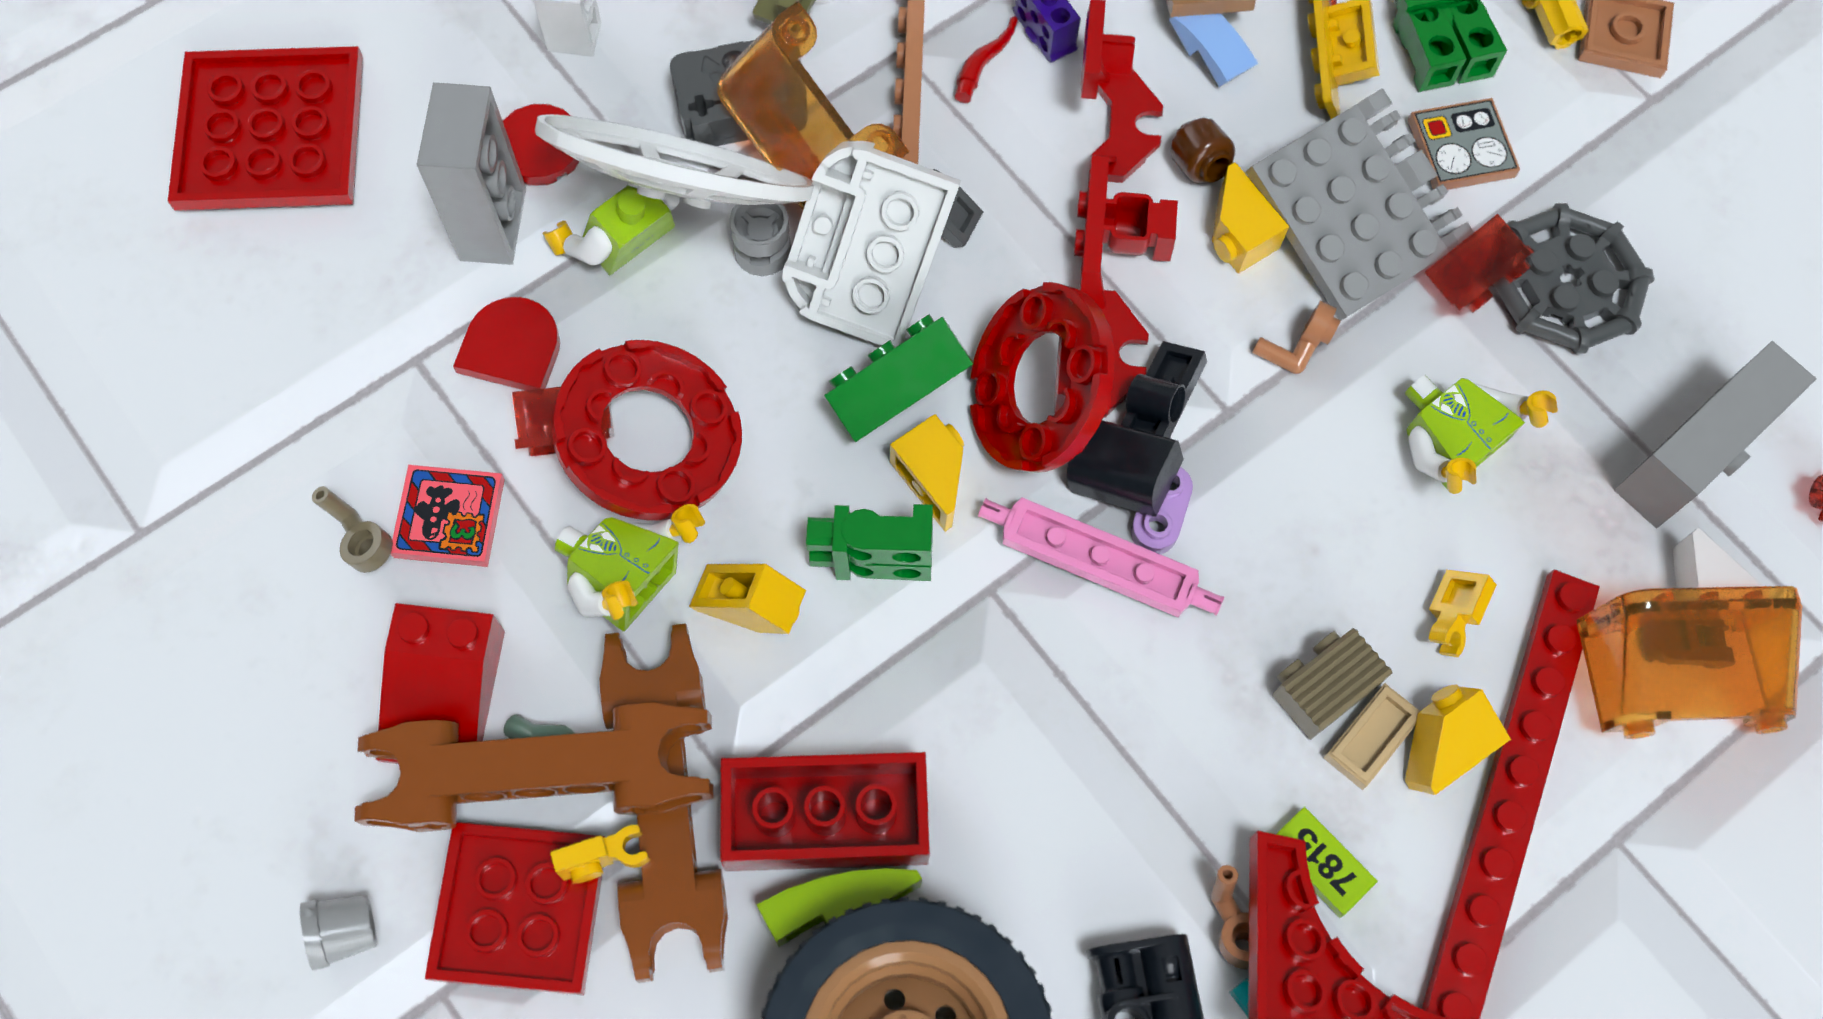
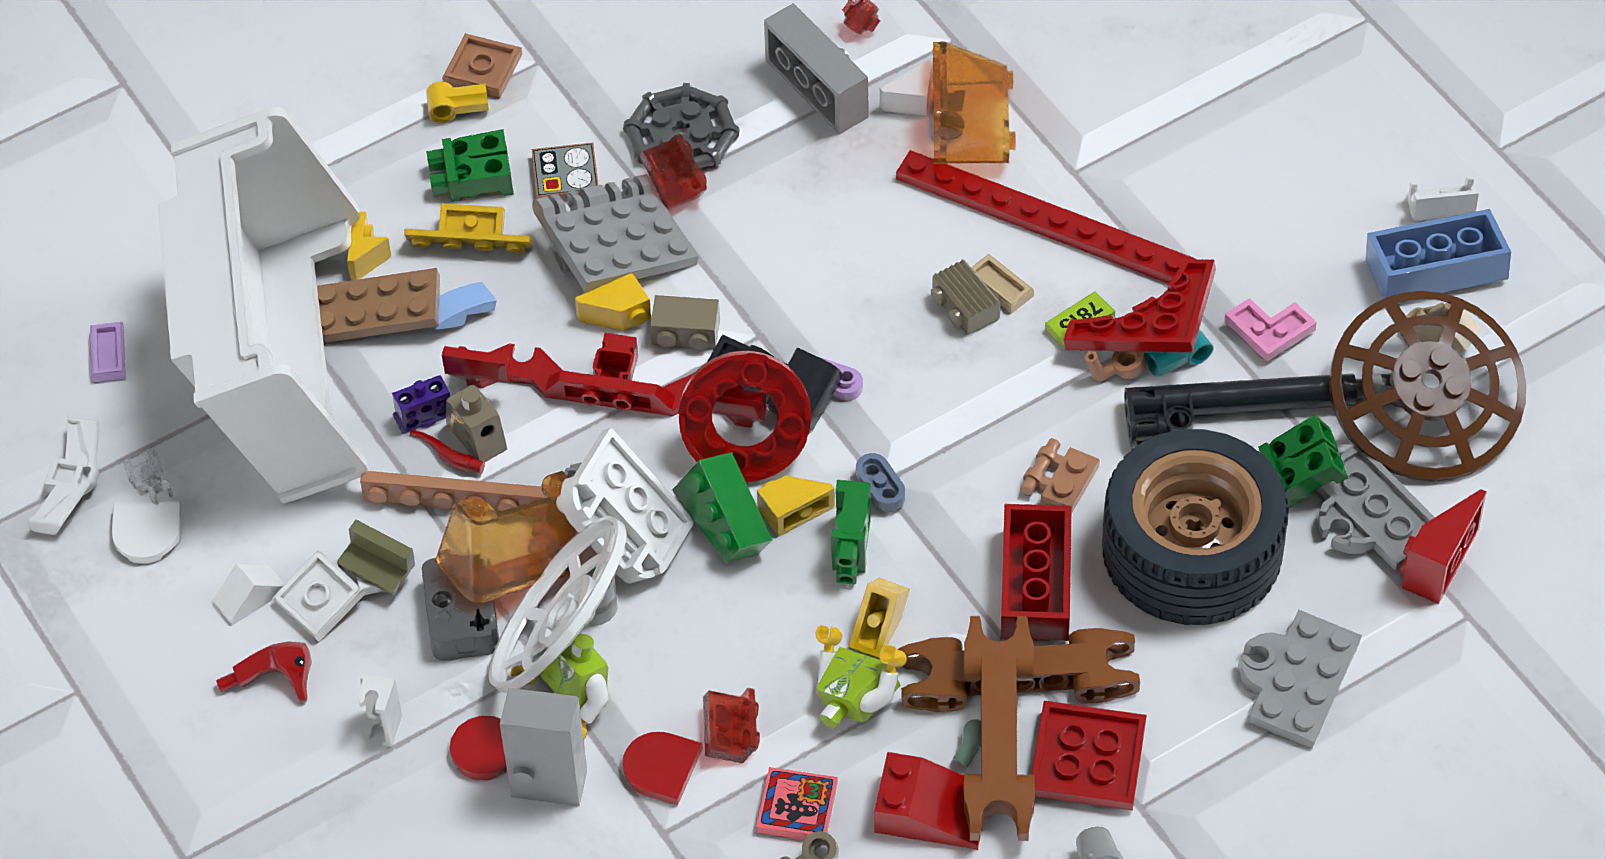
camera: 80 degrees left, 15 degrees down
(587, 858) = (1061, 698): yellow plate -> none
(661, 370) = (773, 633): red plate -> none
(821, 899) = (1095, 577): lime slope -> none
(980, 586) = (883, 484): none -> sand blue plate
(1015, 858) = (1068, 482): none -> nougat plate
(1018, 73) = (467, 416): none -> dark tan torso
(1100, 557) = (865, 414): bright pink plate -> none
(1202, 150) = (554, 321): reddish brown head -> none
(1224, 307) = (685, 322): none -> dark tan piece
(1319, 328) = (707, 274): nougat plate -> none
(1452, 738) = (1008, 238): yellow slope -> none
(1458, 602) = (915, 222): yellow plate -> none
(1467, 426) = (793, 201): torso -> none

